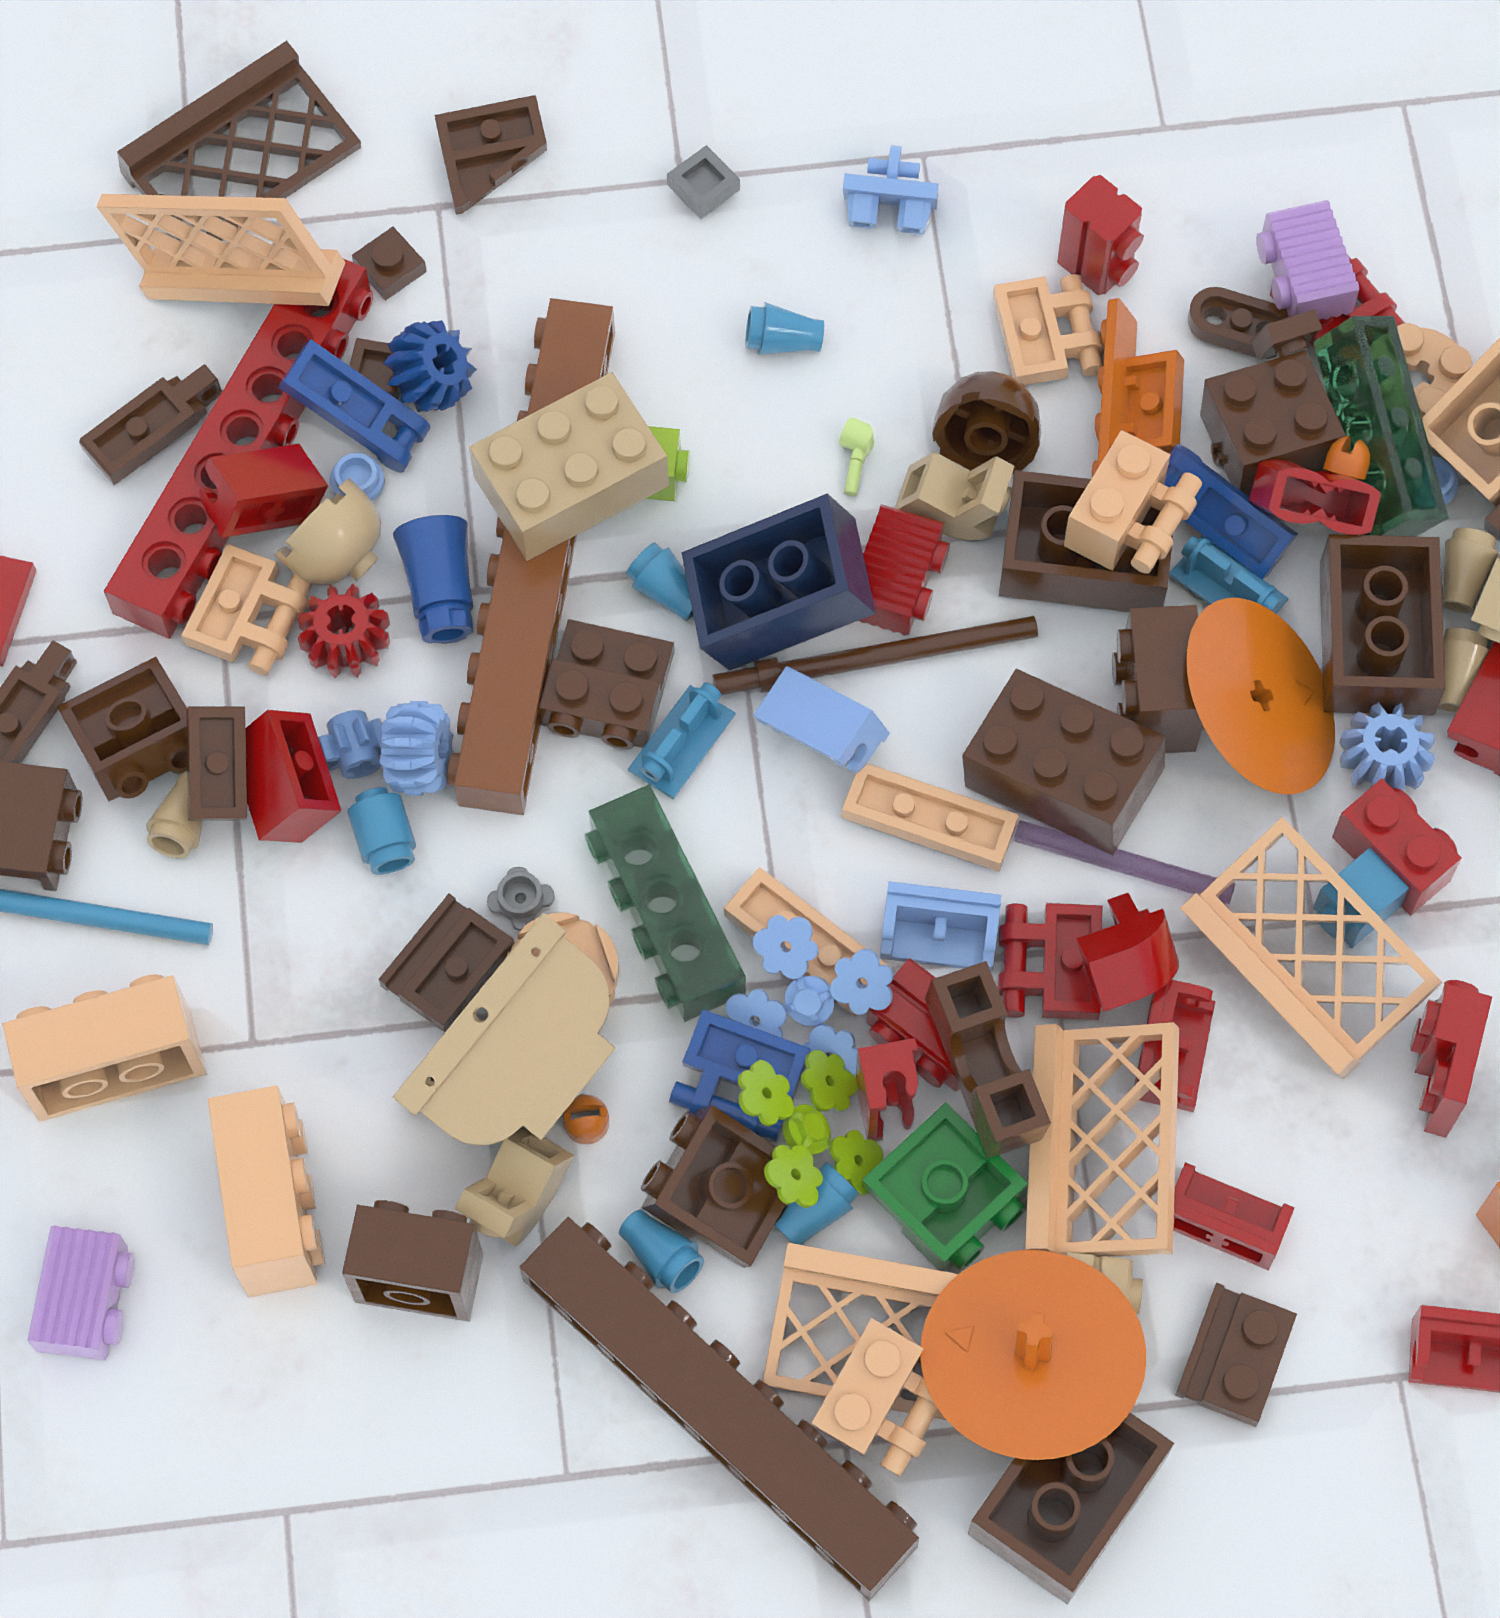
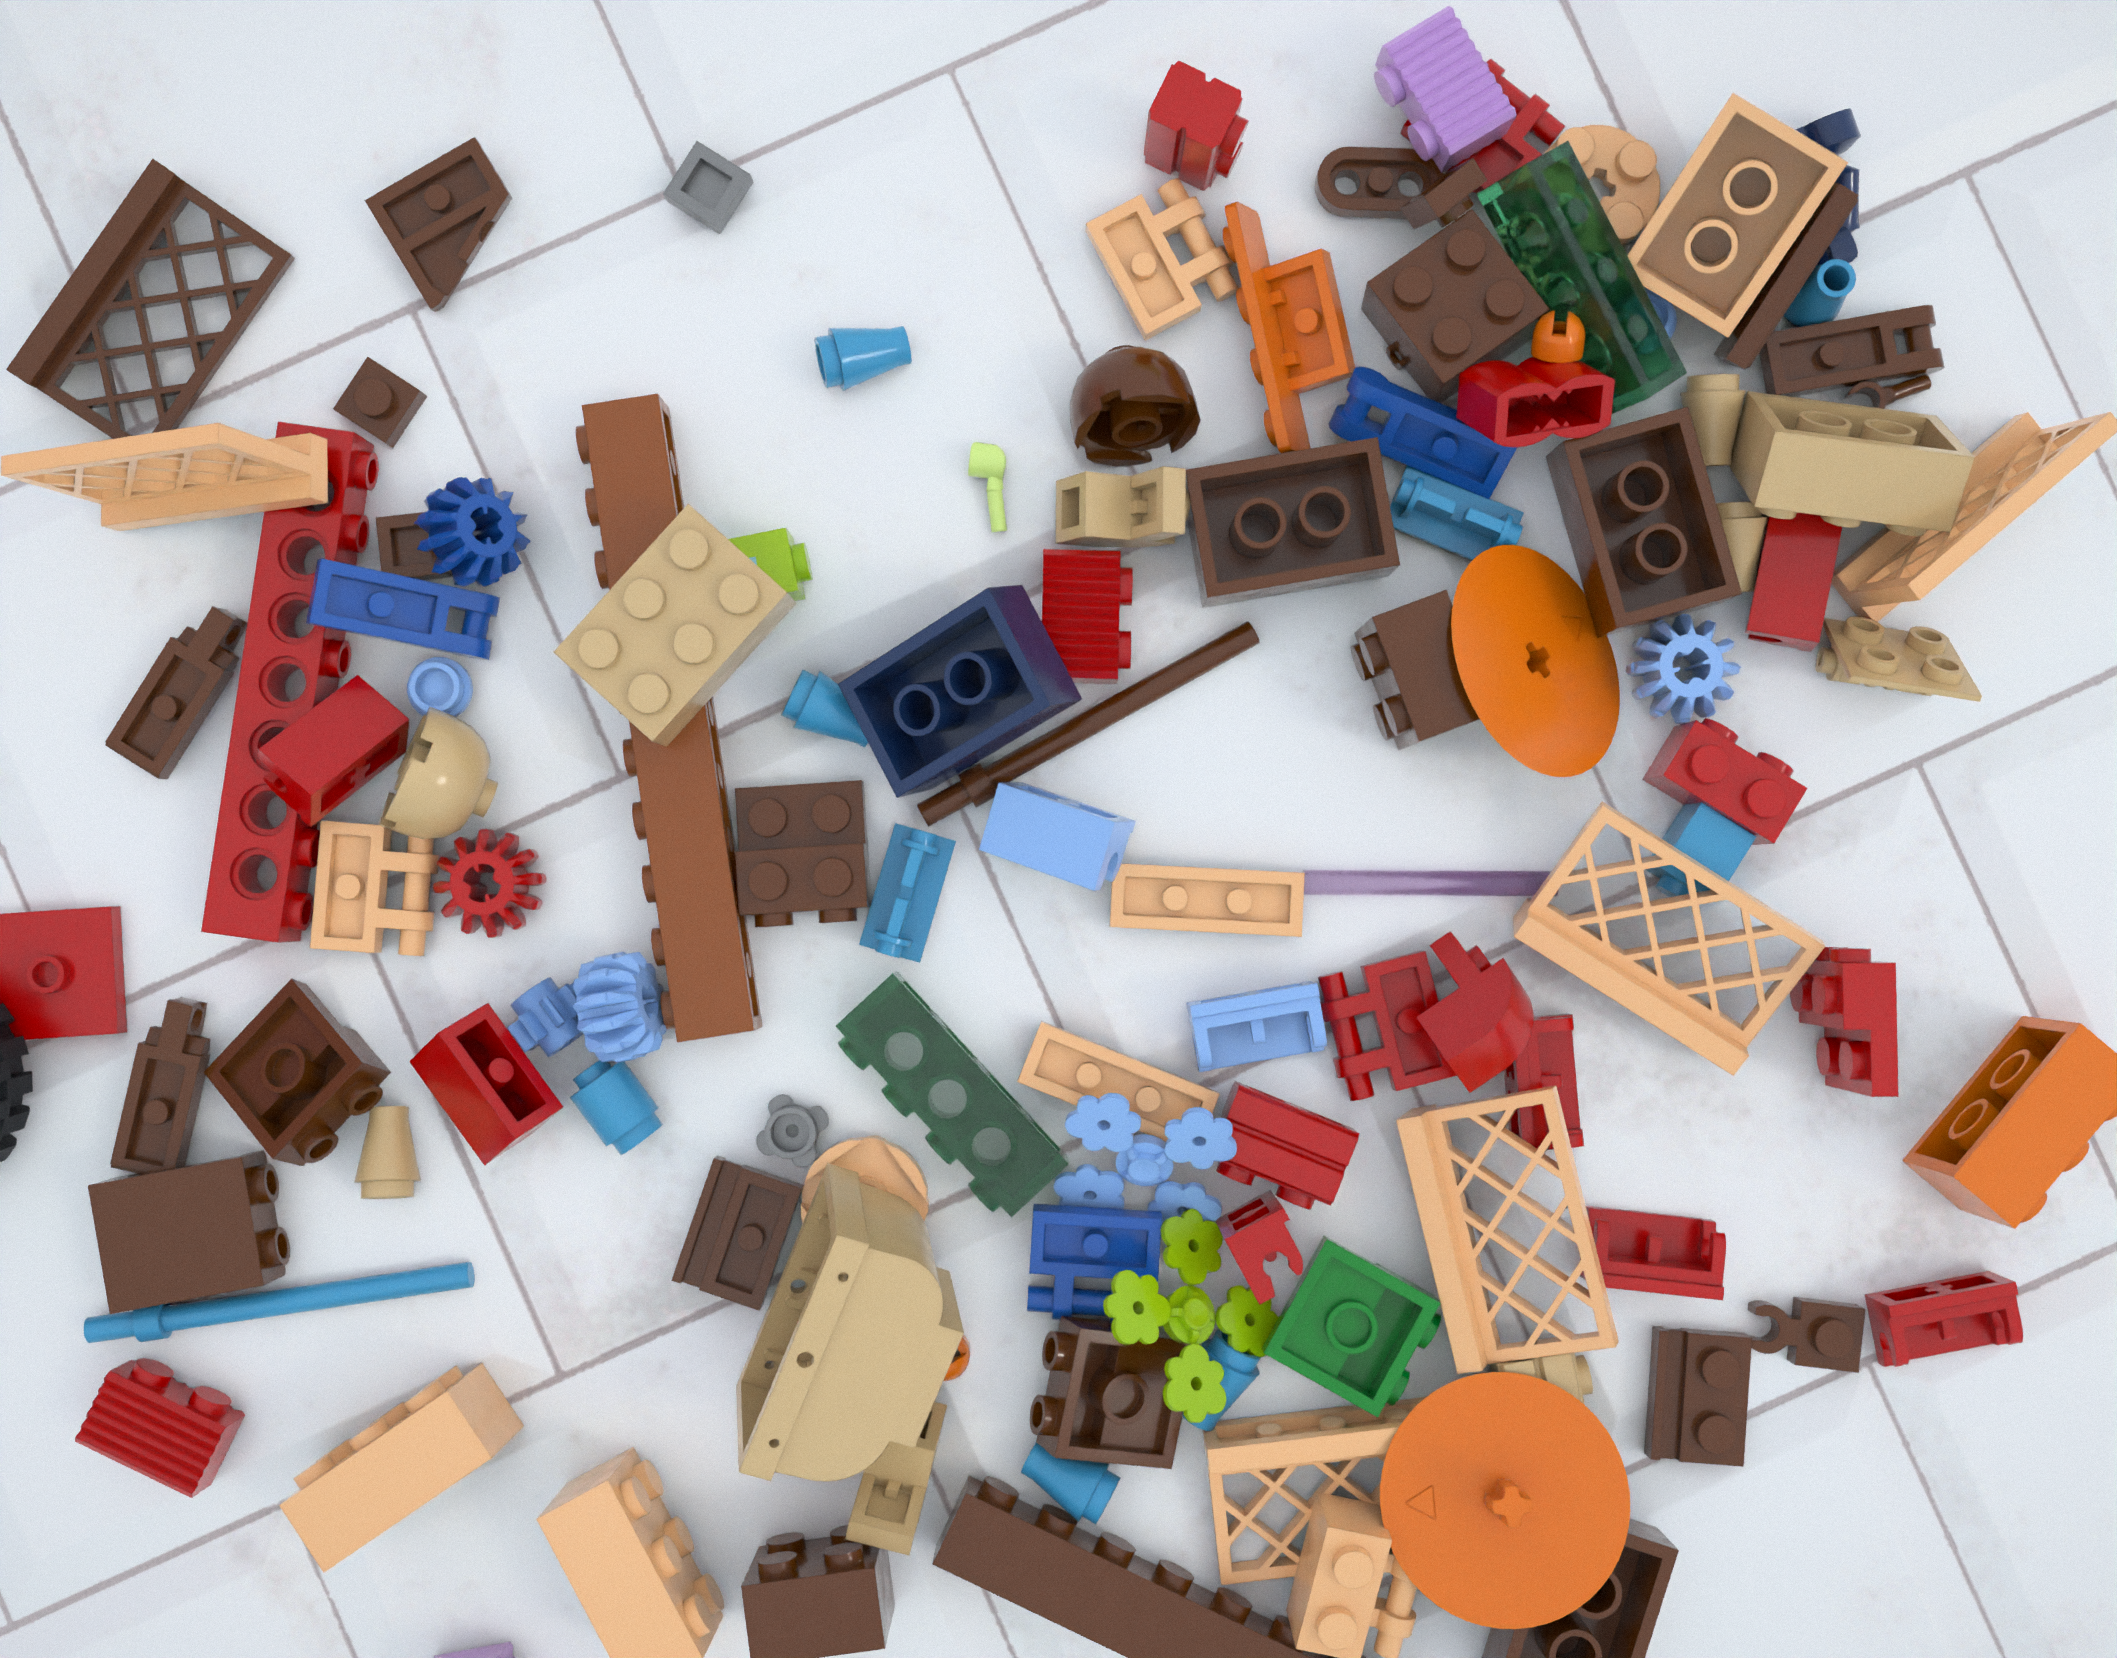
camera: 20 degrees left, 20 degrees up
(216, 763) = (404, 1103): reddish brown plate -> none
(438, 575) = (573, 788): blue plant -> none
(913, 197) = (902, 148): light blue hips -> none
(974, 1036) = (1366, 1203): reddish brown arch -> none
(1064, 761) = (1339, 798): reddish brown brick -> none
(1118, 500) = (1322, 485): light nougat brick -> none
(1359, 1334) = (1816, 1333): none -> reddish brown plate

